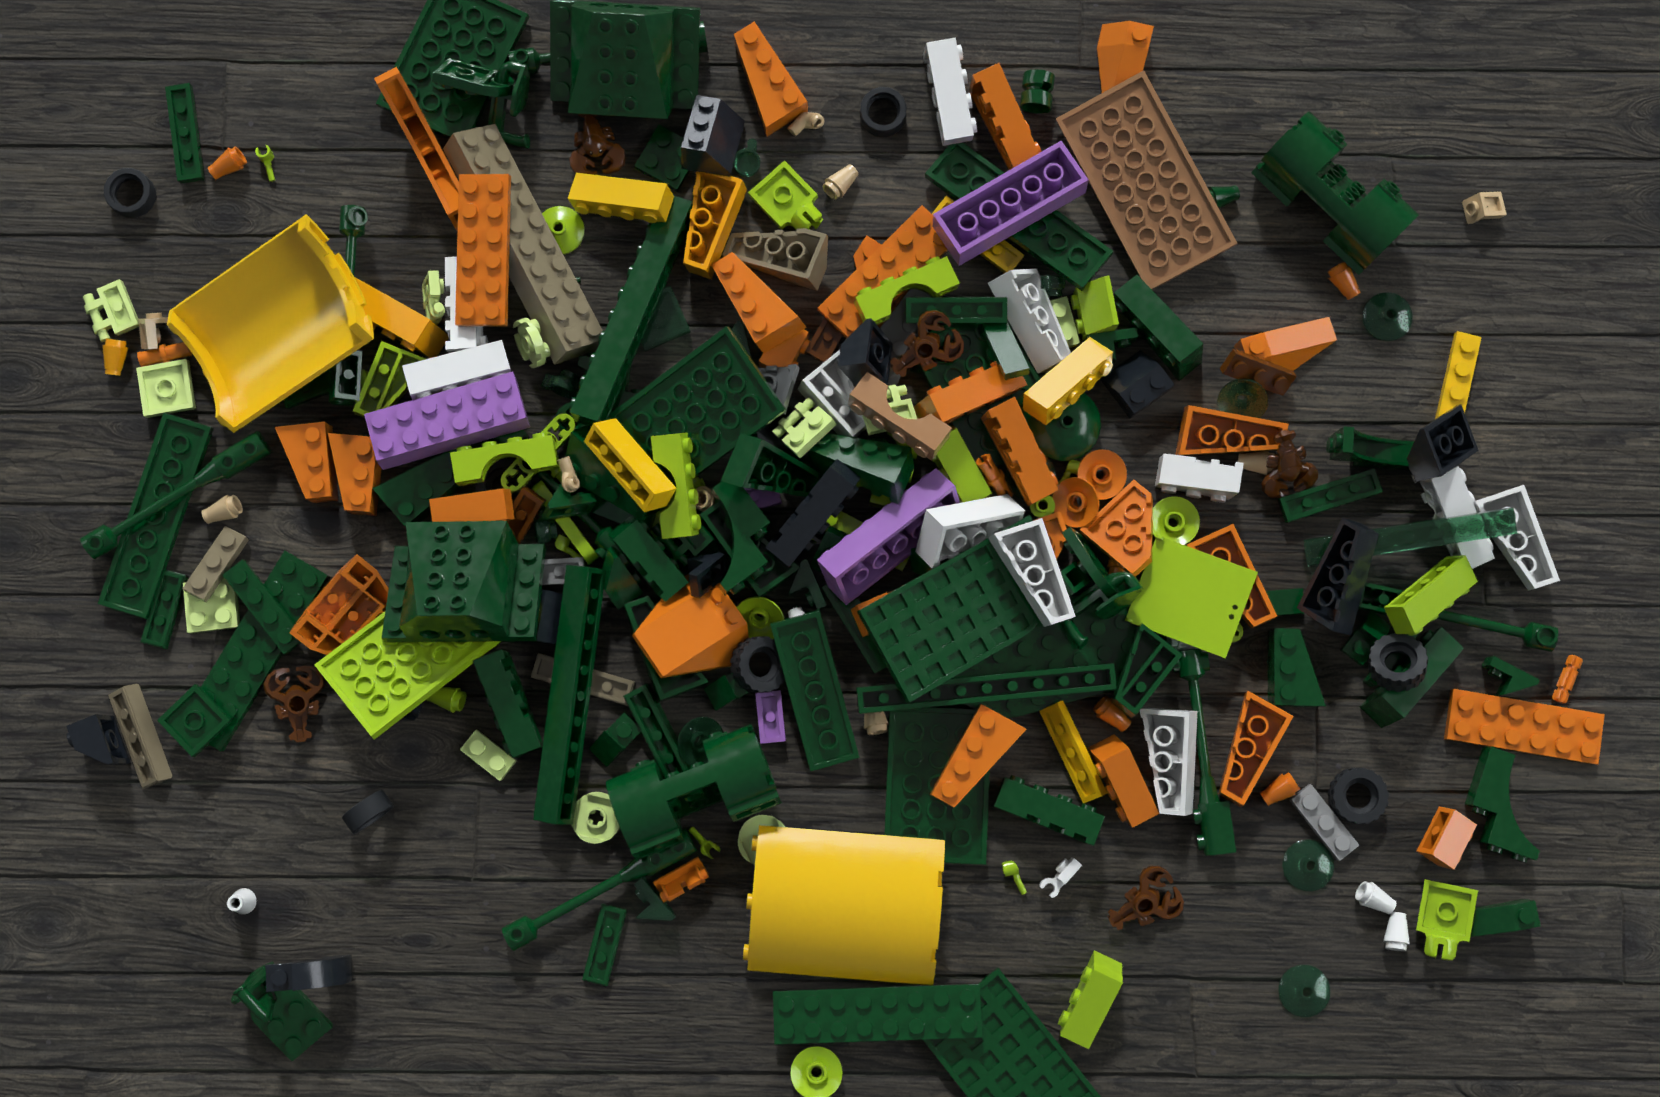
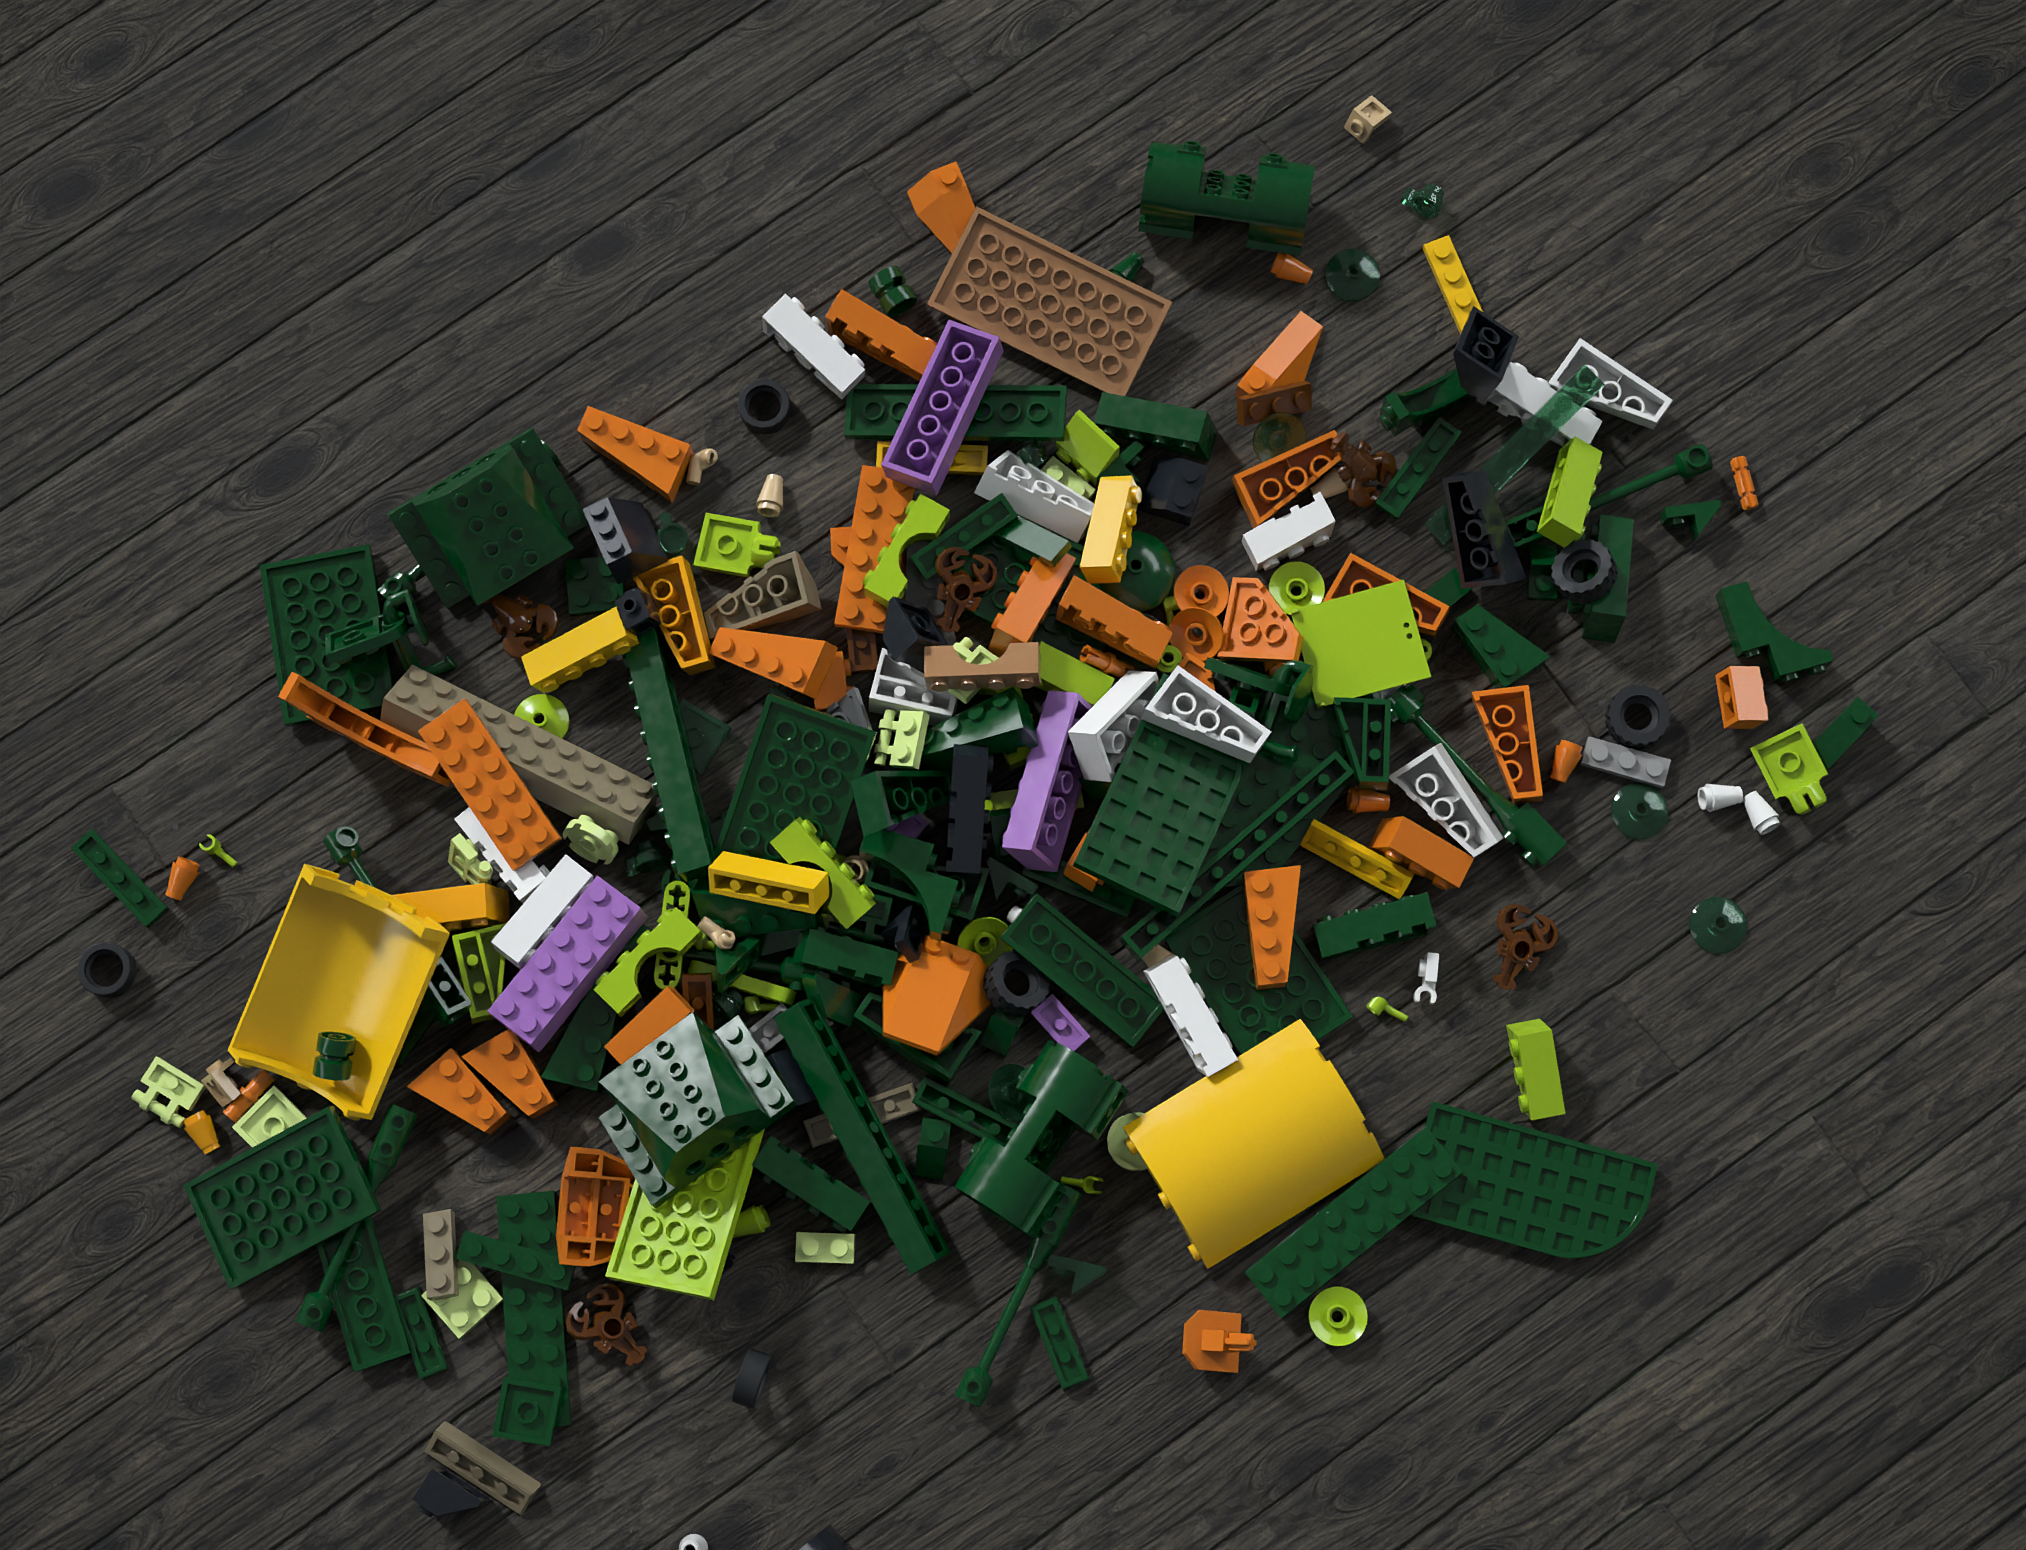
camera: 30 degrees left, 5 degrees down
(133, 443) = (282, 1197): none -> dark green plate
(224, 509) = (410, 1200): tan cone -> none
(236, 370) = (334, 1055): none -> dark green wheel
(584, 825) = (976, 1217): yellowish green plate -> none
(680, 198) = (638, 611): none -> black brick
(689, 875) = (1082, 1238): orange hinge -> none
(714, 1026) = (1214, 1341): none -> orange piece
(867, 779) = (1190, 1015): none -> white wedge
(1483, 300) = (1426, 201): none -> clear green piece
(1524, 726) = (1737, 551): orange plate -> none

